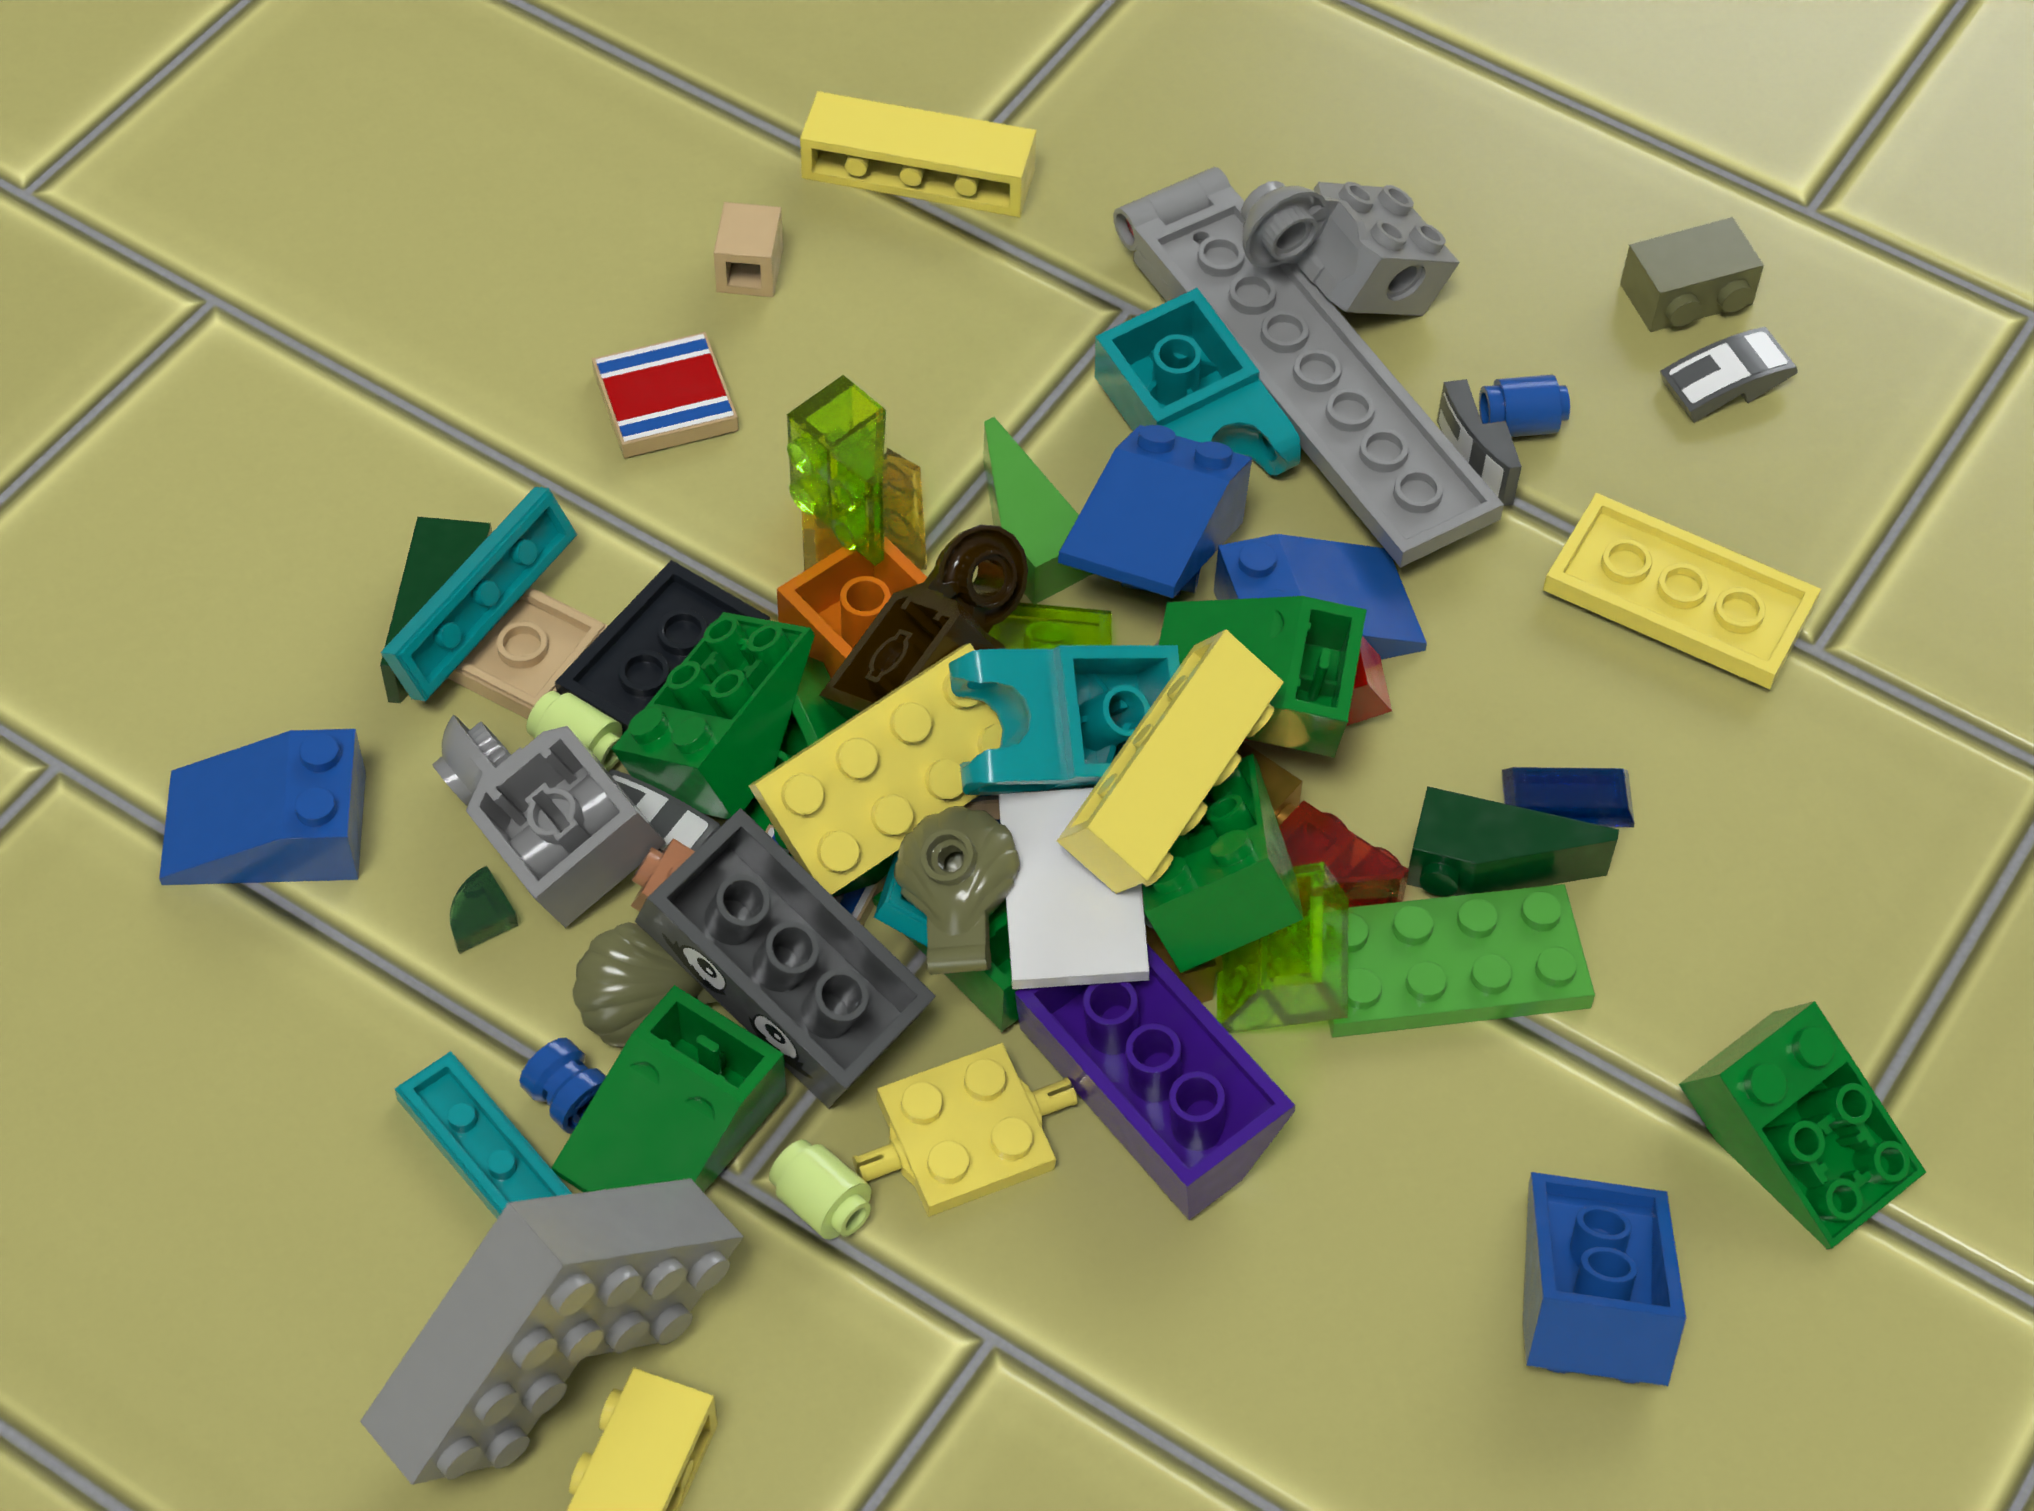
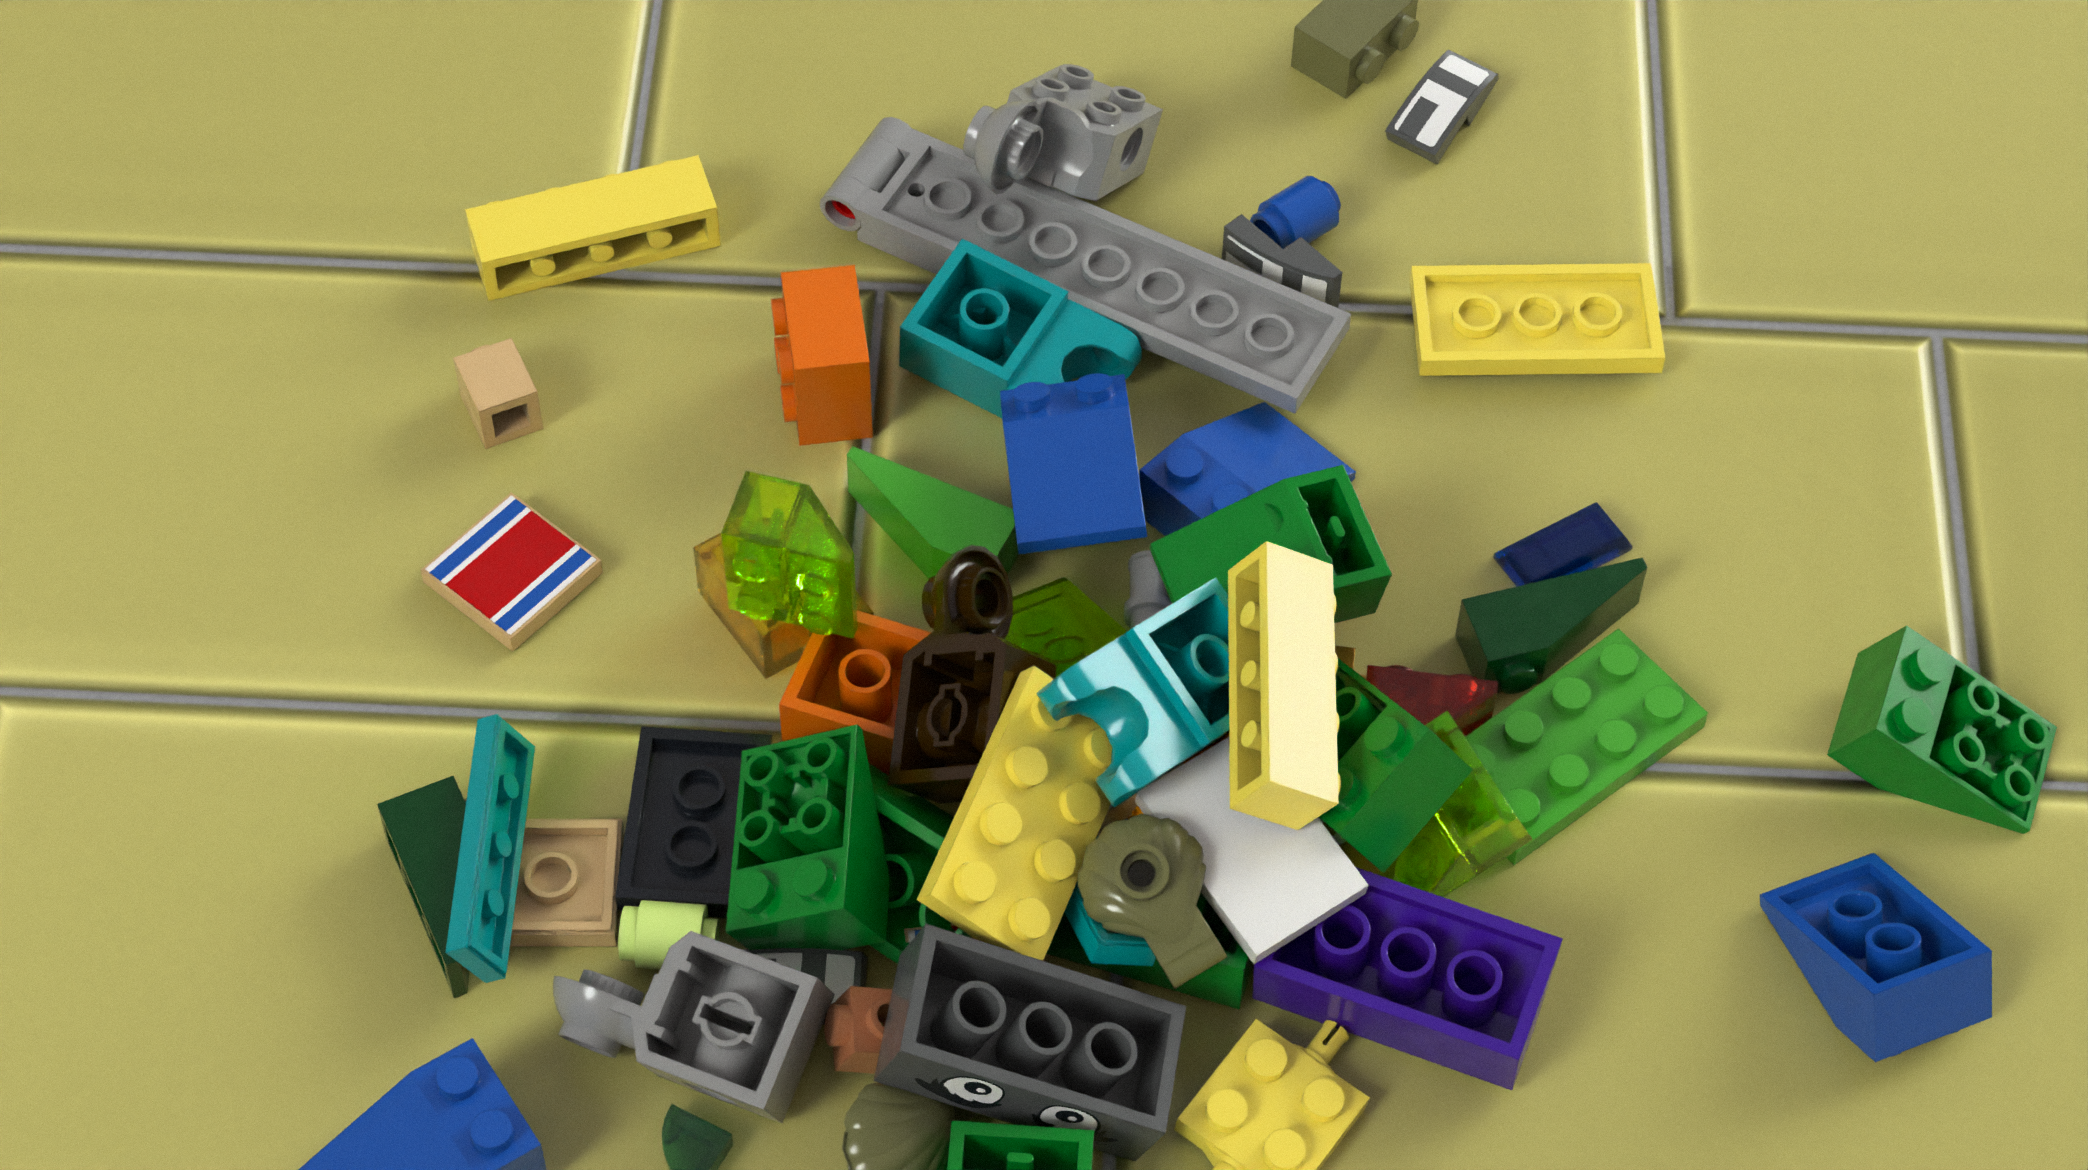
camera: 30 degrees left, 0 degrees up
(1023, 334) = (823, 355): none -> orange brick

